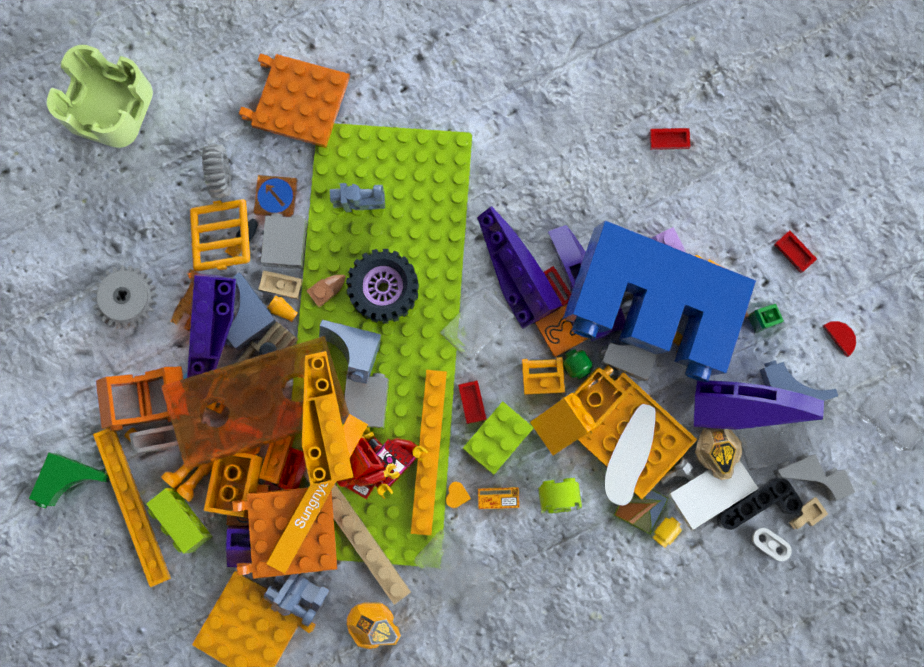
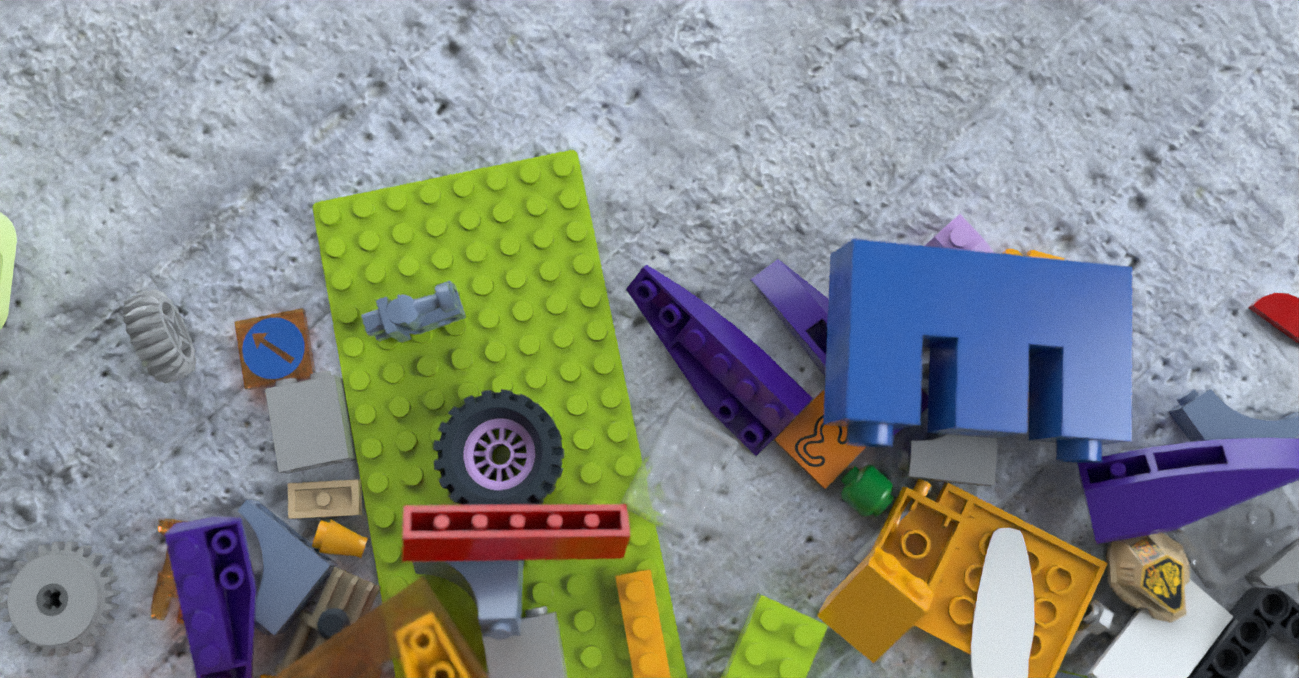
camera: 15 degrees left, 0 degrees up
(236, 250) = (238, 435): piece -> none
(242, 221) = (153, 444): light orange bar -> none
(298, 100) = (268, 175): orange plate -> none
(326, 289) = (404, 484): nougat plate -> none
(379, 327) = (514, 532): none -> red brick
(472, 402) = (708, 607): red tile -> none
(543, 382) = (819, 538): light orange plate -> none
(552, 269) = (800, 361): red tile -> none
(669, 138) = (905, 68): red tile -> none
(765, 318) = (1155, 323): green slope -> none
(795, 251) = (1167, 197): red tile -> none

